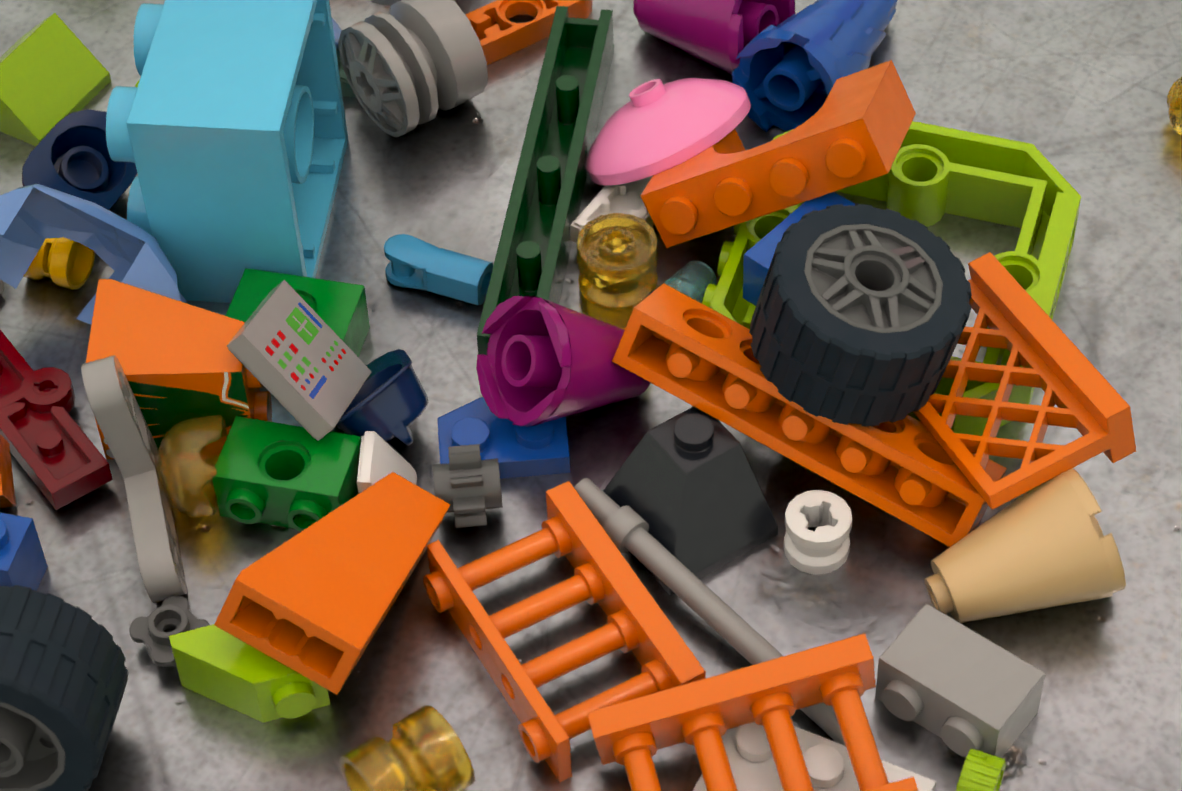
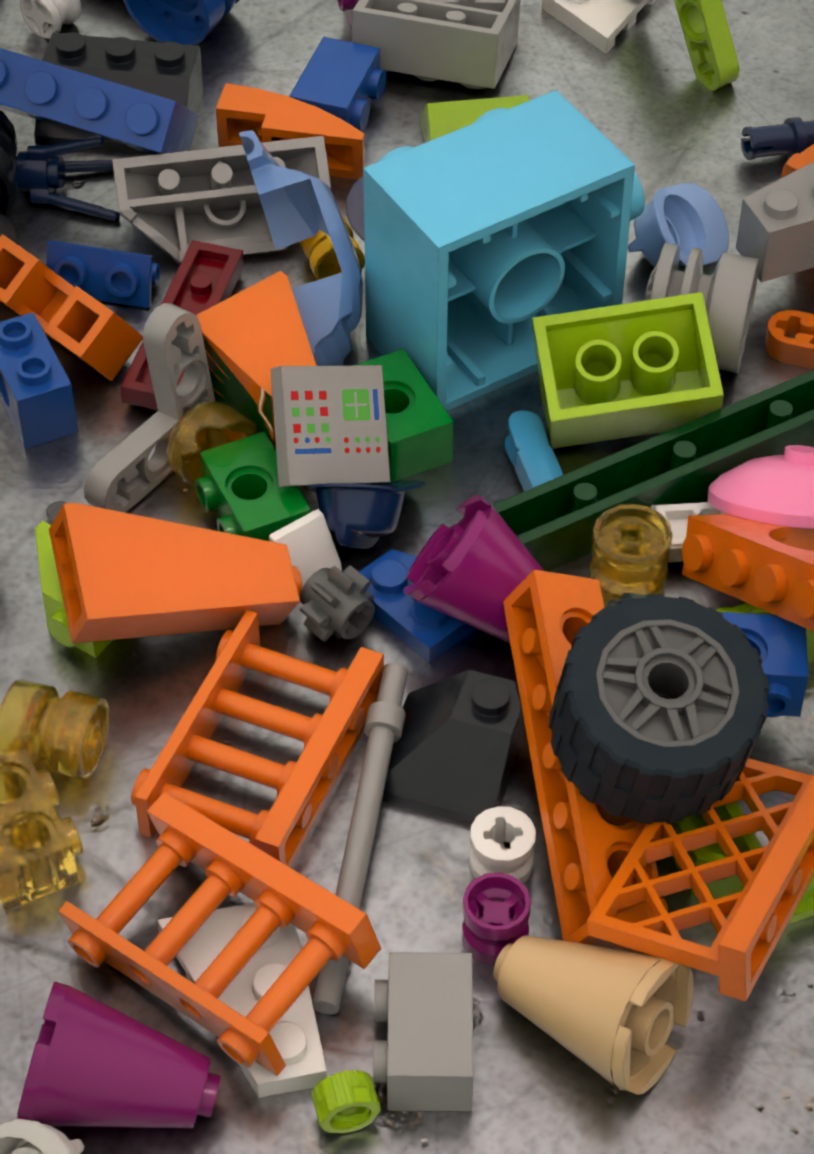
camera: 50 degrees right, 0 degrees up
(434, 142) = (626, 369): none -> lime slope
(887, 576) = (494, 915): none -> magenta wheel

